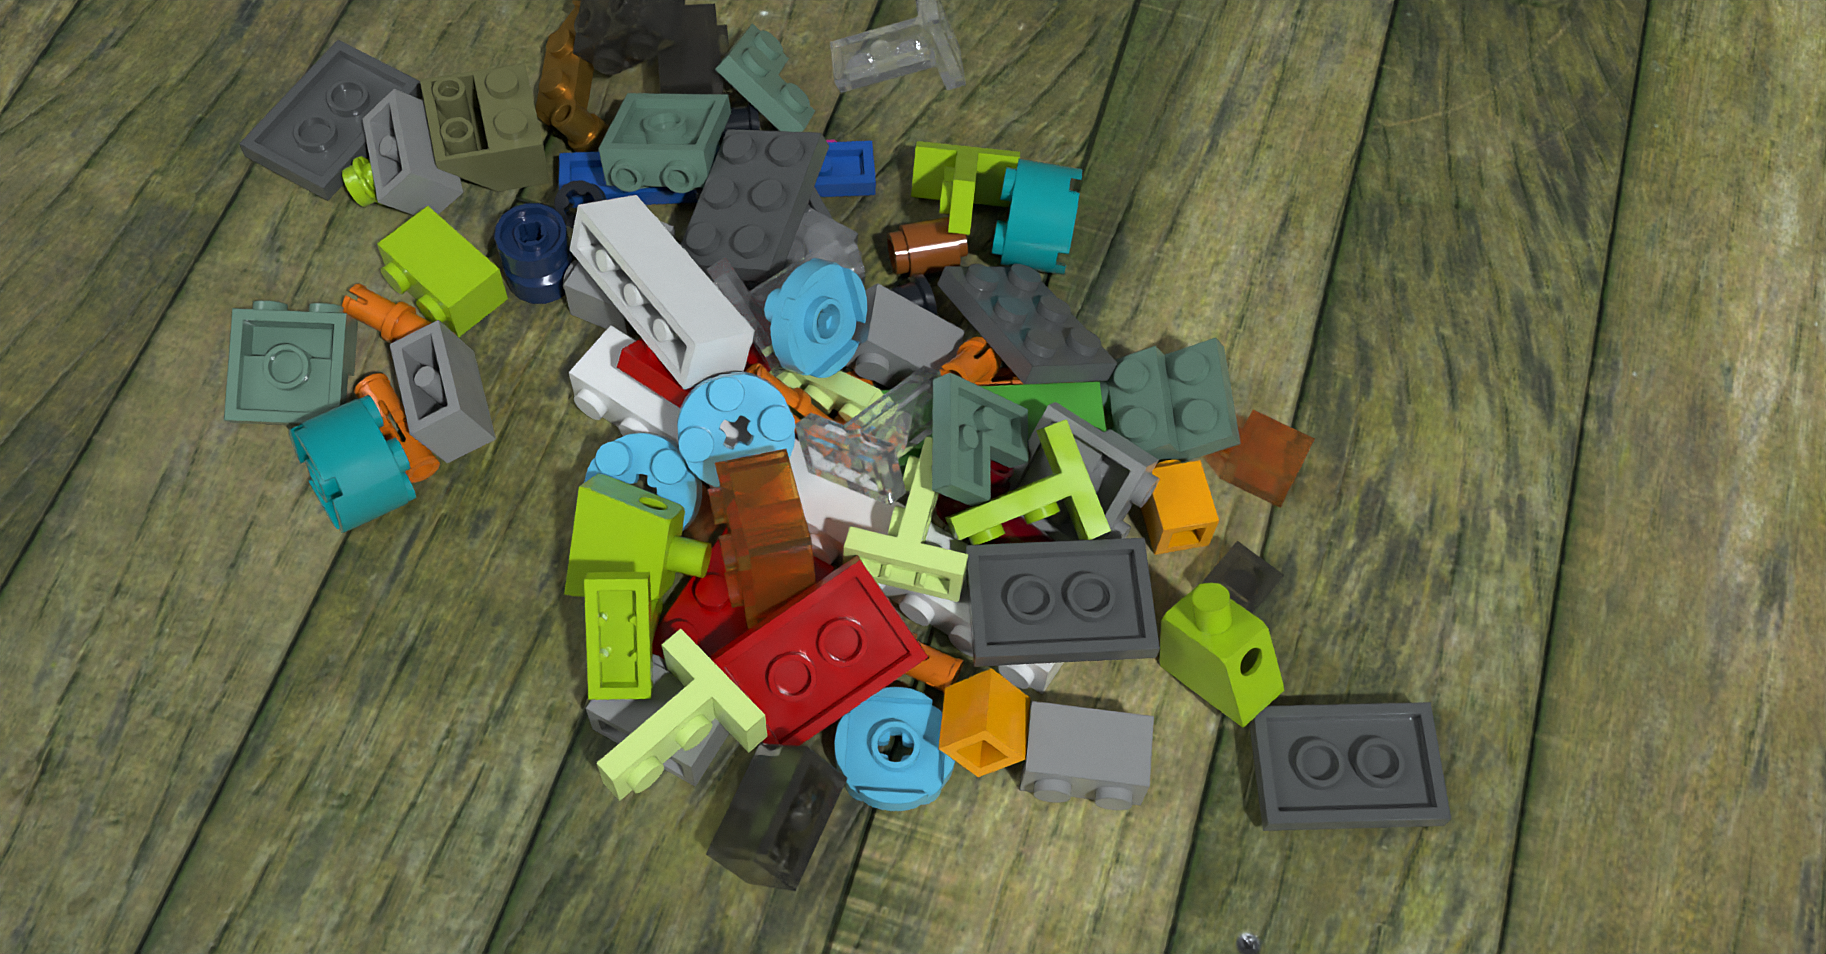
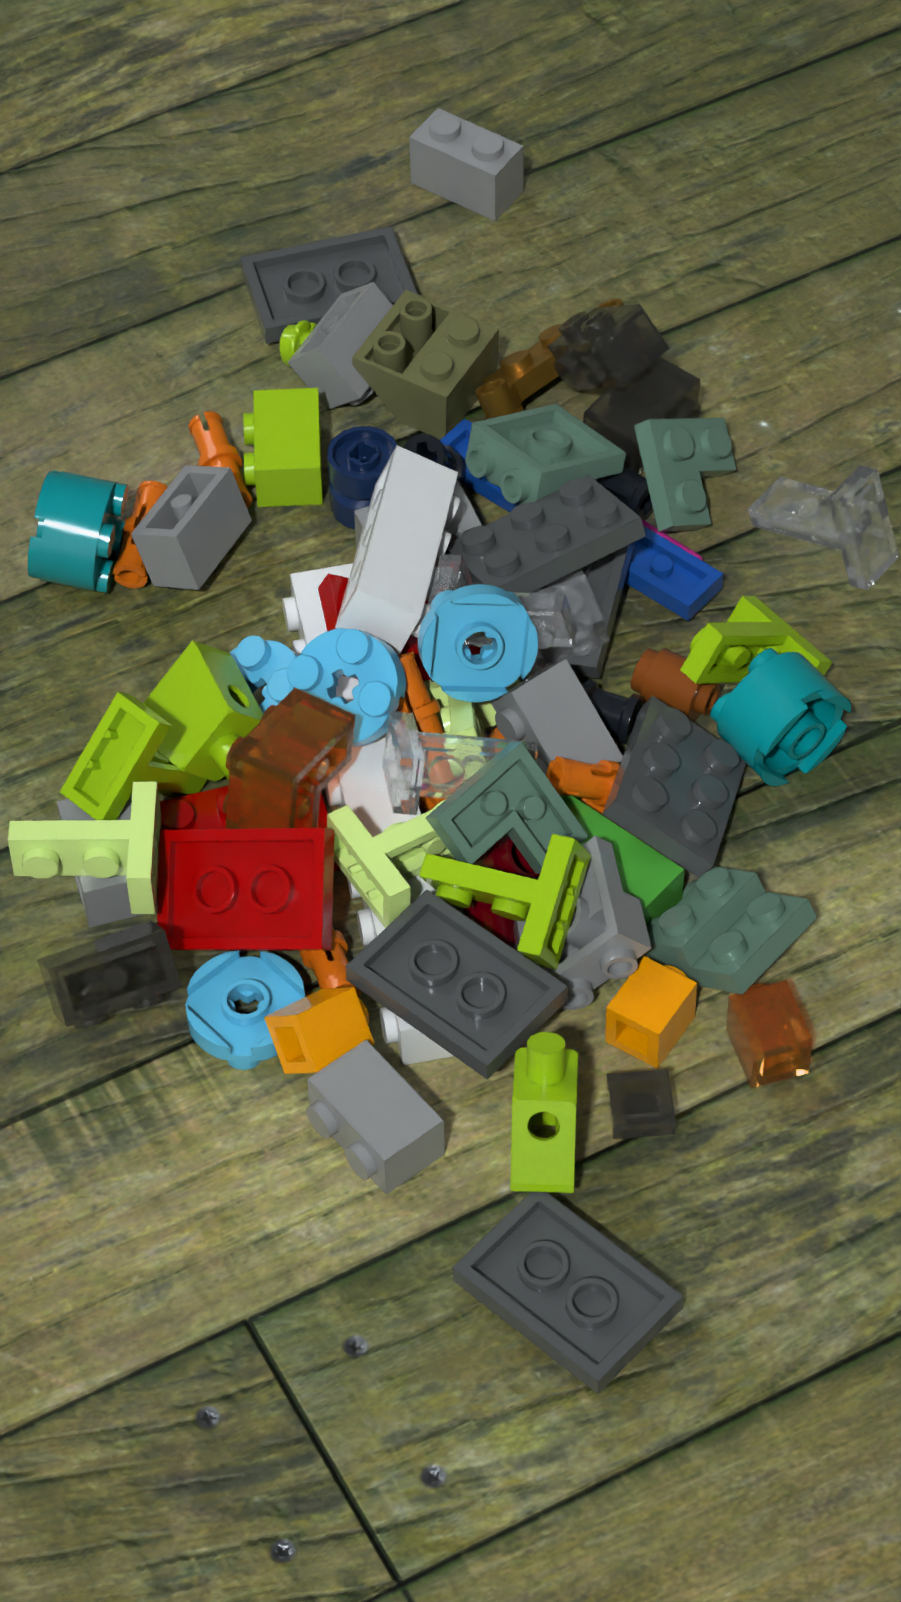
camera: 50 degrees right, 10 degrees down
(288, 362) = (115, 432): sand green plate -> none

